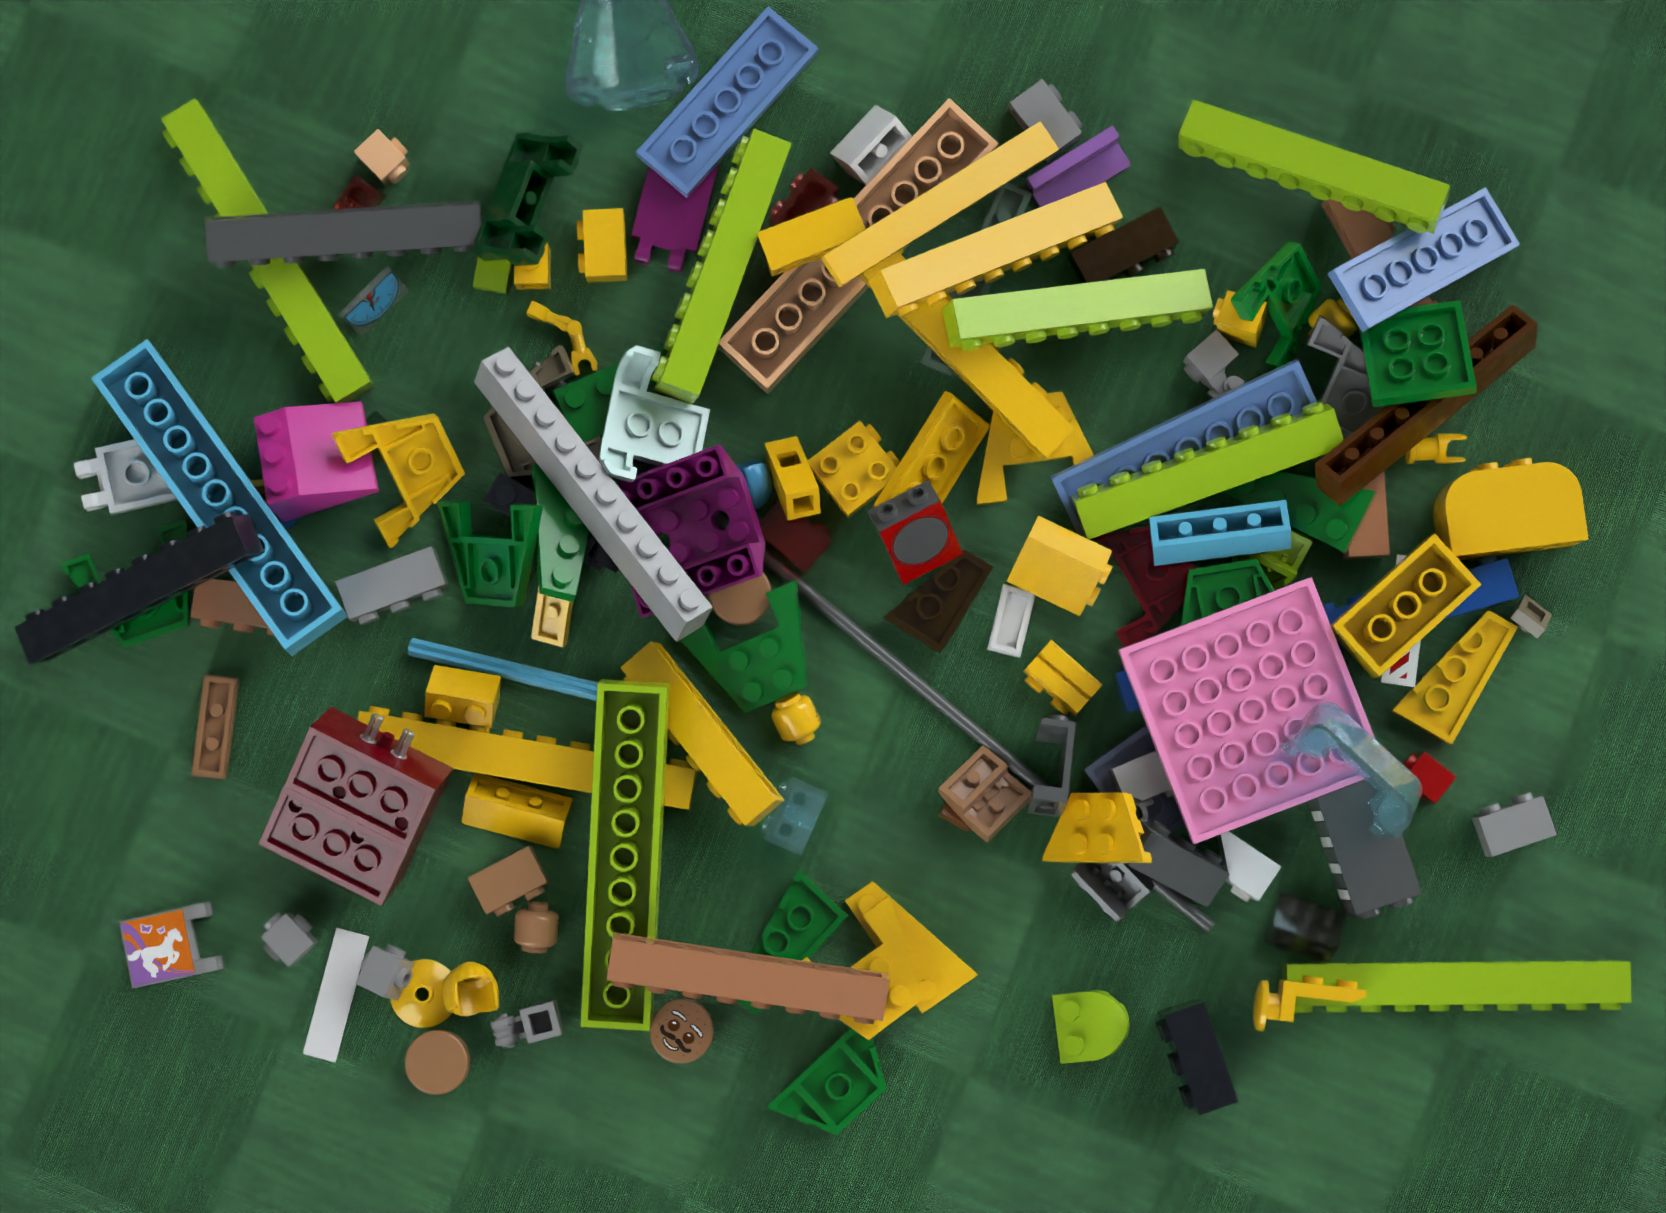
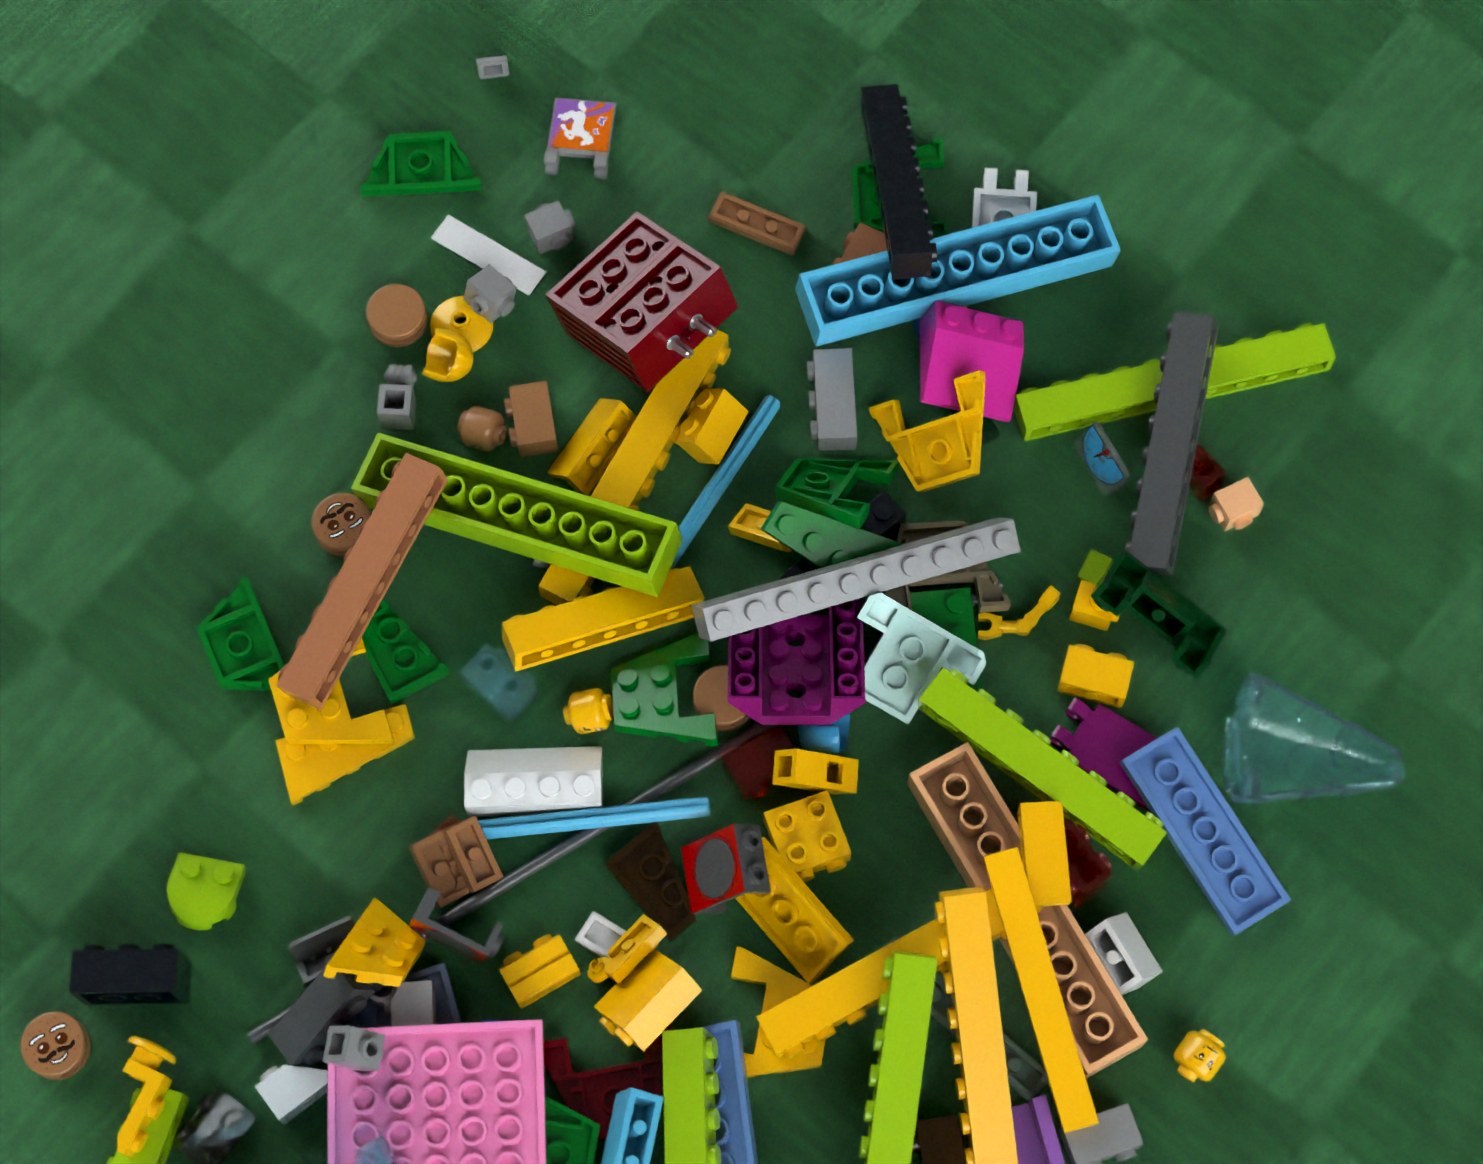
camera: 110 degrees right, 15 degrees down
(114, 1068) = (492, 67): none -> light grey slope
(258, 1101) = (420, 166): none -> green wing
(879, 748) = (532, 781): none -> white slope
(900, 675) = (596, 817): none -> medium azure axle
(942, 51) = (1199, 1055): none -> yellow head
(1019, 601) = (627, 951): none -> yellow hinge
(1209, 808) = (354, 1048): none -> light grey brick
(1279, 1106) = (55, 1045): none -> medium nougat head

